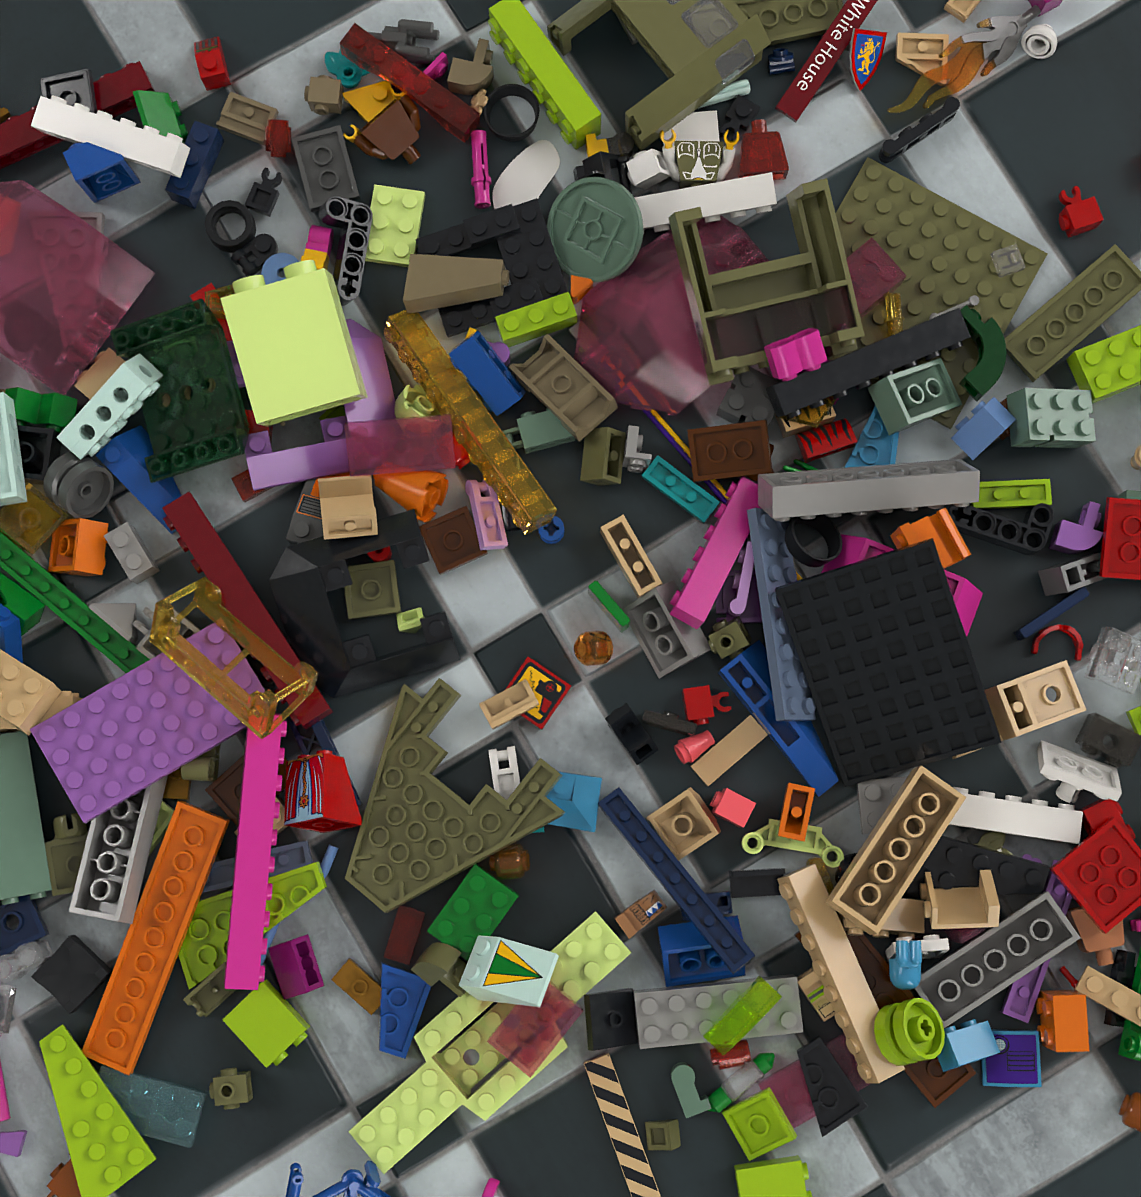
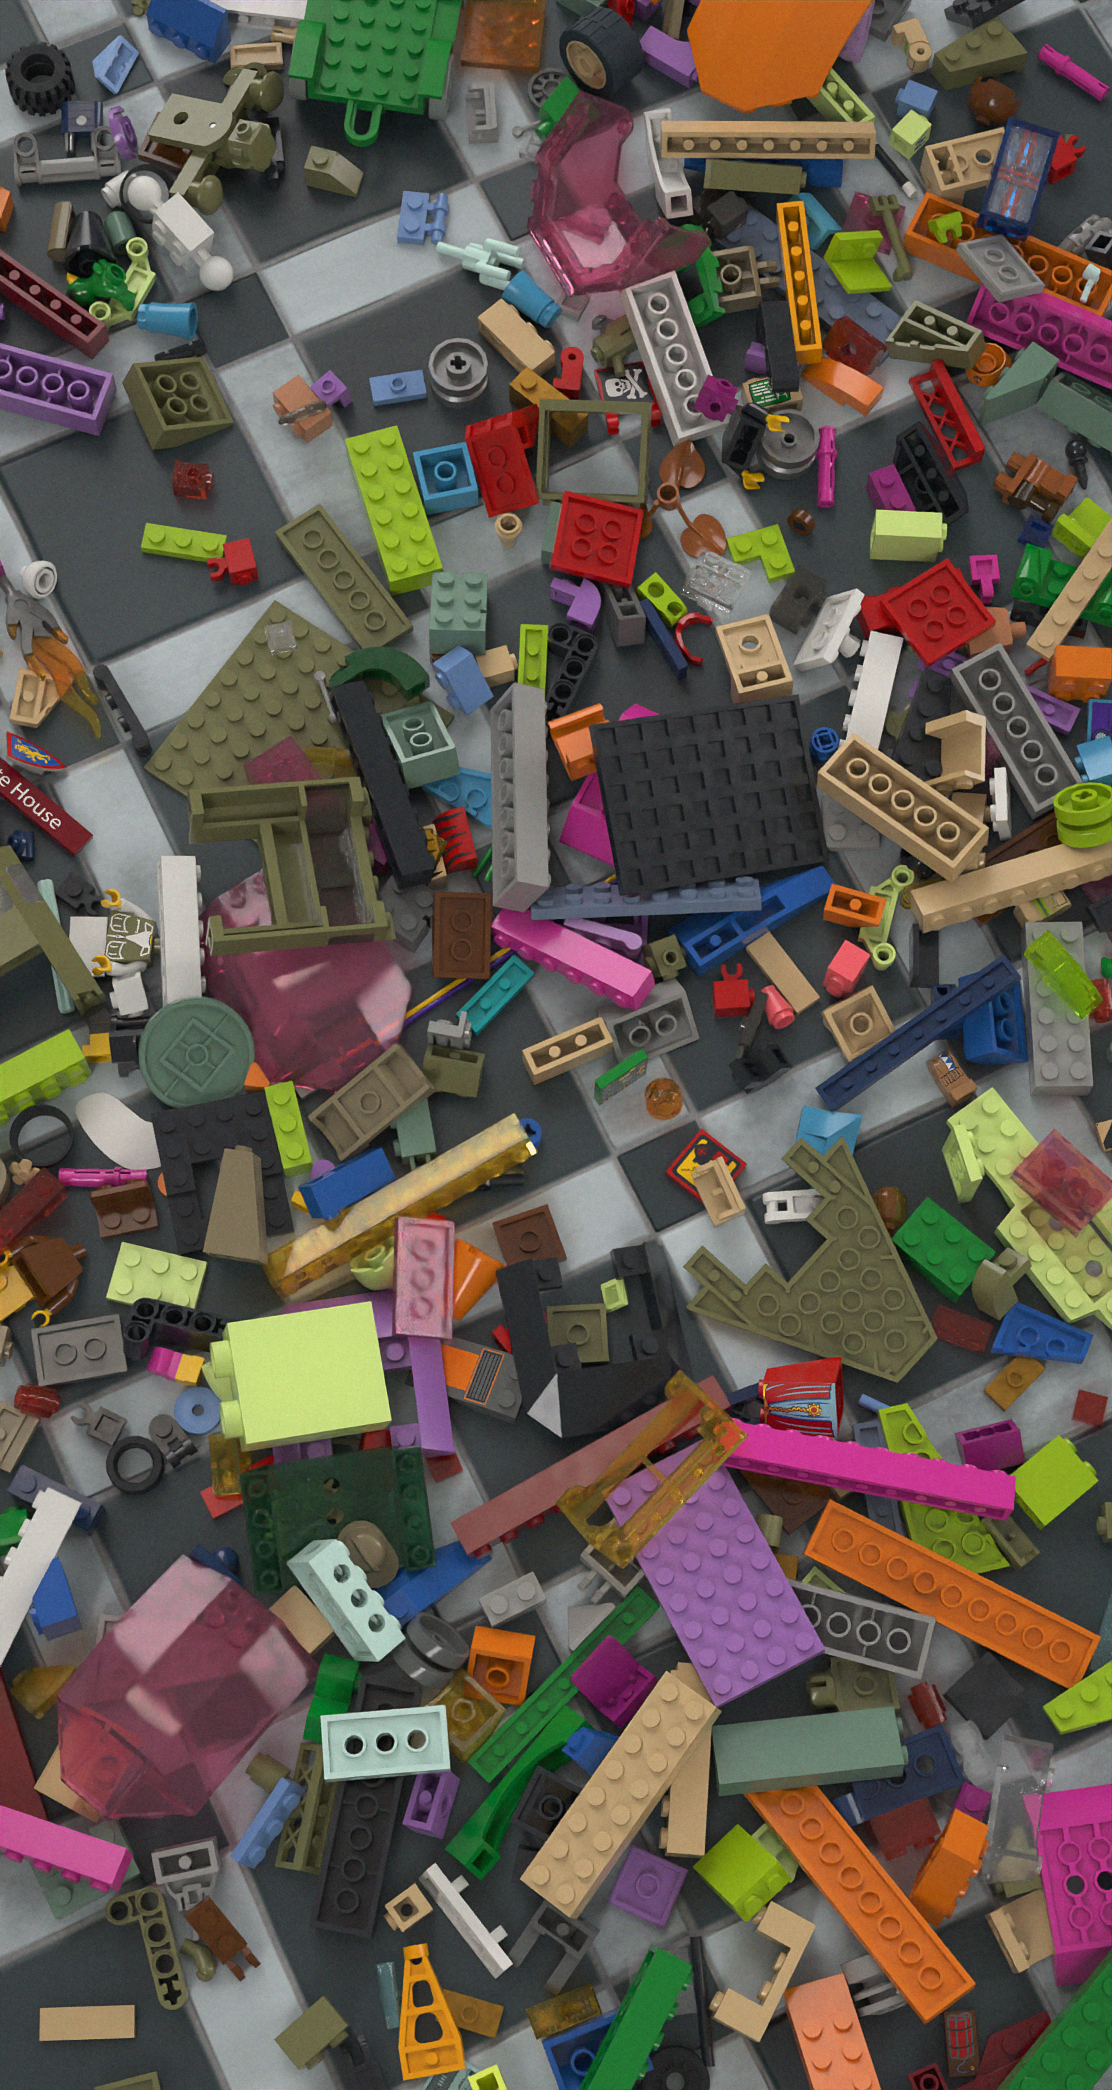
camera: 90 degrees left, 10 degrees down
(35, 170) = (39, 1687): none -> clear yellow slope
(61, 922) = (927, 1705): none -> clear red brick
(65, 647) = (614, 1681): none -> magenta bracket
(146, 303) = (222, 1560): none -> dark blue tile
(157, 423) = (370, 1552): none -> dark tan piece
(339, 1057) = (1089, 1408): none -> clear red tile
(347, 507) = (489, 1342): tan panel -> none
(451, 190) = (124, 1209): none -> reddish brown bracket
(486, 515) = (504, 1200): lavender plate -> none
(508, 972) = (1009, 1203): light aqua slope -> none
(540, 932) = (962, 1164): none -> yellowish green plate
(610, 1019) = (1062, 1112): black plate -> none
(762, 153) = (129, 872): clear red torso -> none
(795, 354) = (371, 847): dark pink brick -> none
(826, 529) = (567, 842): black tyre -> none
(906, 966) = (1023, 811): dark azure piece -> none
(956, 776) = (822, 751): none -> blue wheel
(1003, 460) = (497, 666): none -> tan brick
(1091, 609) = (663, 599): none -> lime leg
(1094, 164) = (182, 543): none -> lime plate

